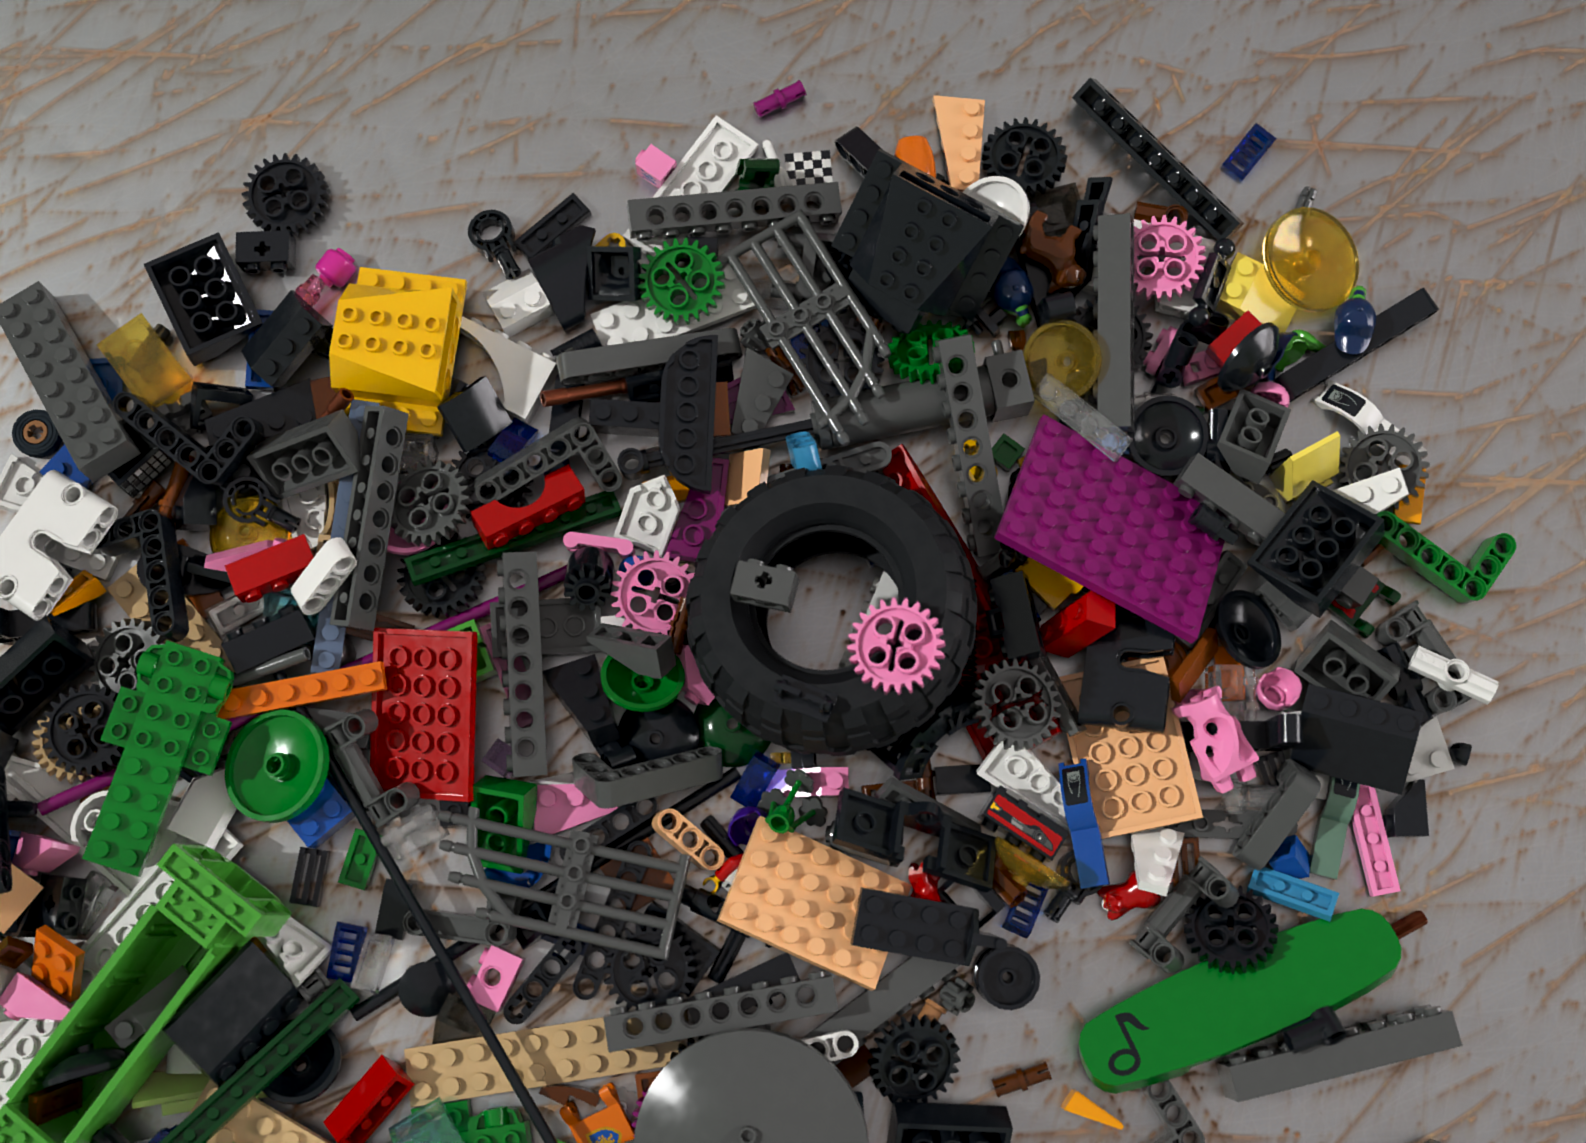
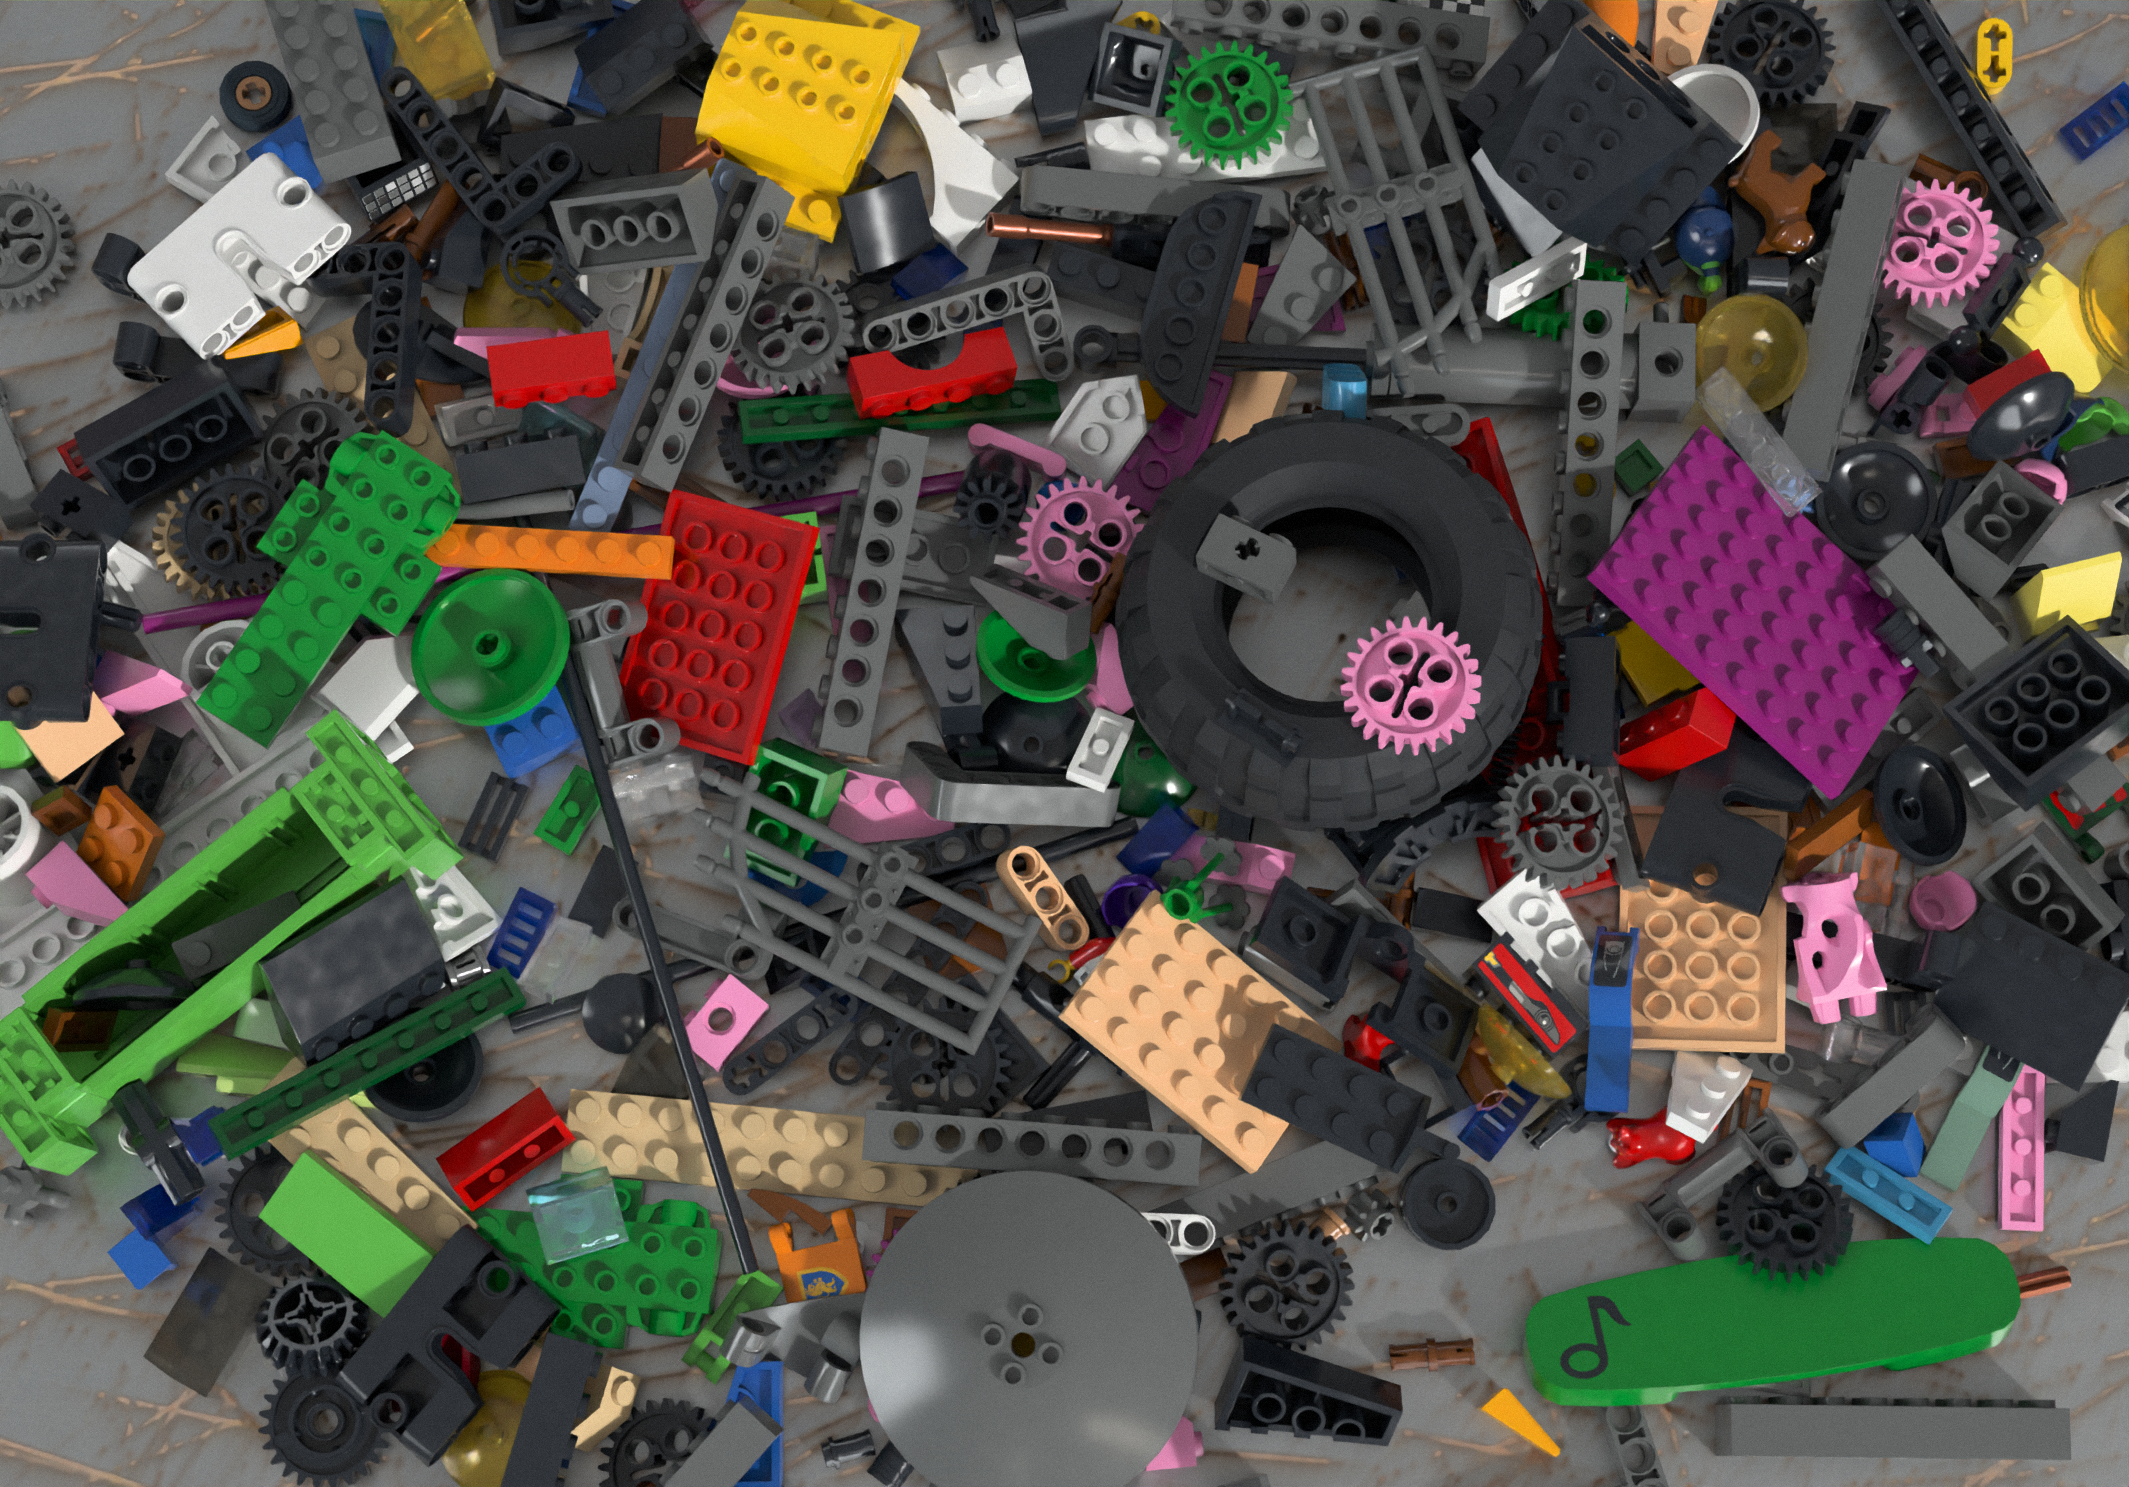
camera: 10 degrees right, 0 degrees up
(323, 576) = (622, 396): white beam -> none
(701, 730) = (1100, 749): none -> white plate
(910, 345) = (1536, 278): none -> white plate
(1173, 126) = (2001, 56): none -> yellow beam
(1321, 1027) = (1875, 1382): black piece -> none

